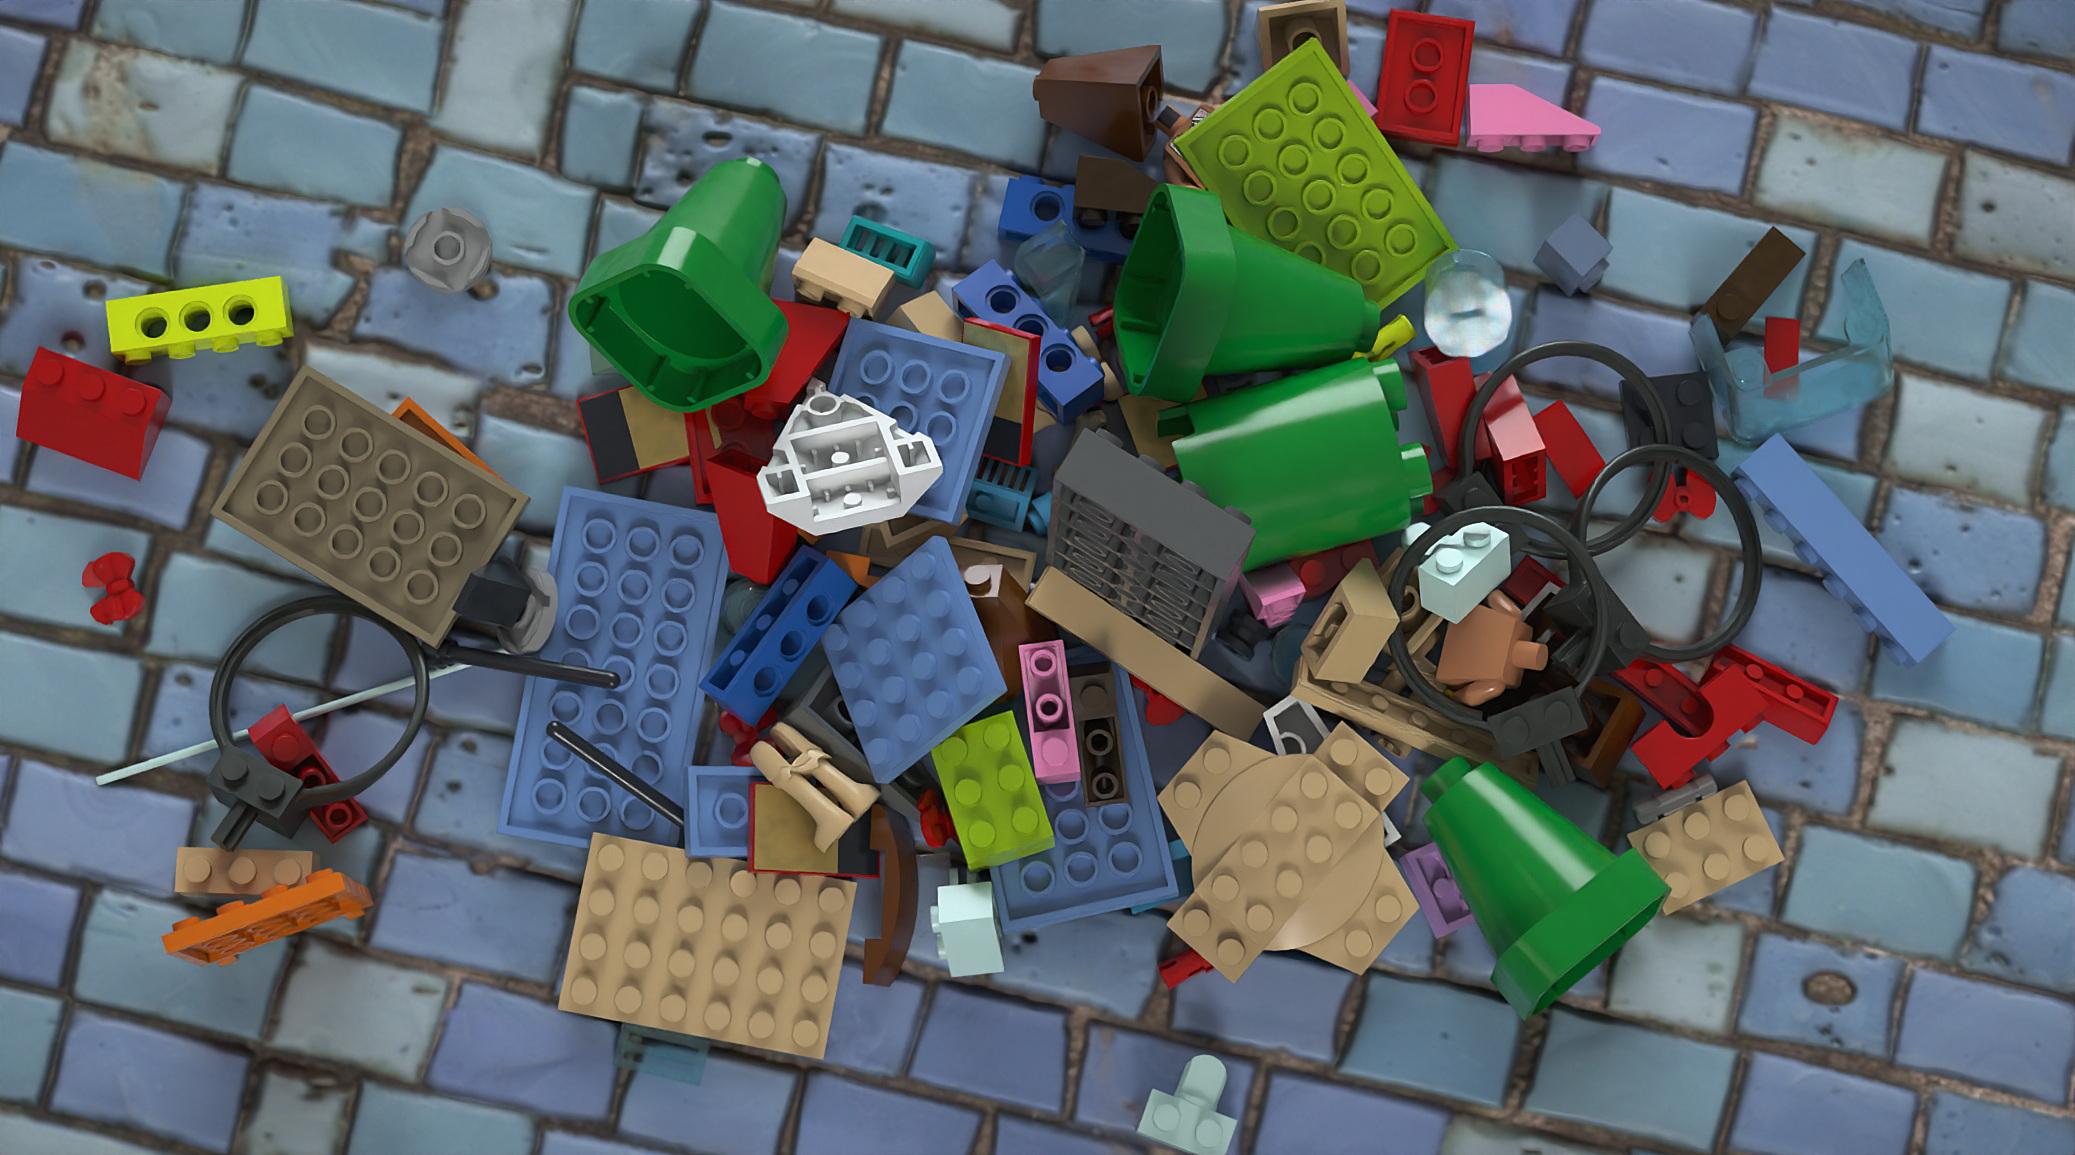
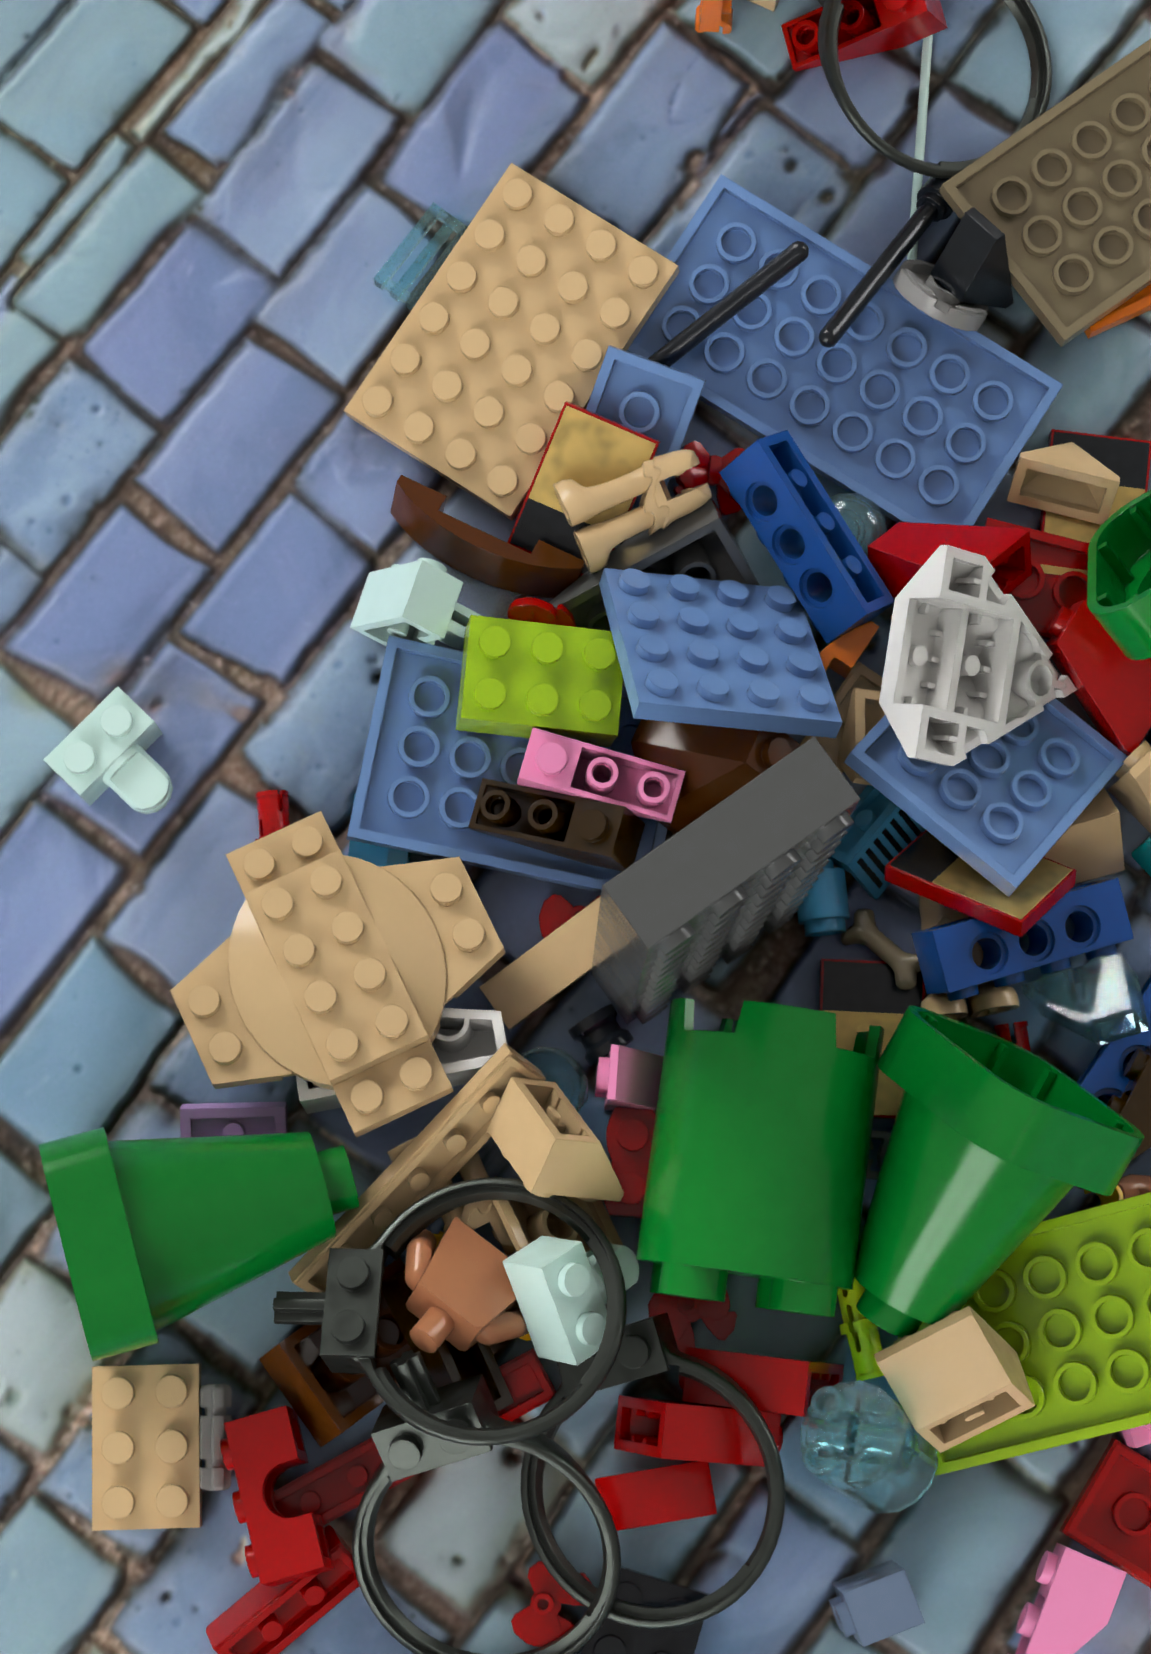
camera: 115 degrees right, 0 degrees up
(642, 453) = (1064, 482): none -> tan slope
(1391, 256) = (955, 1378): none -> tan slope

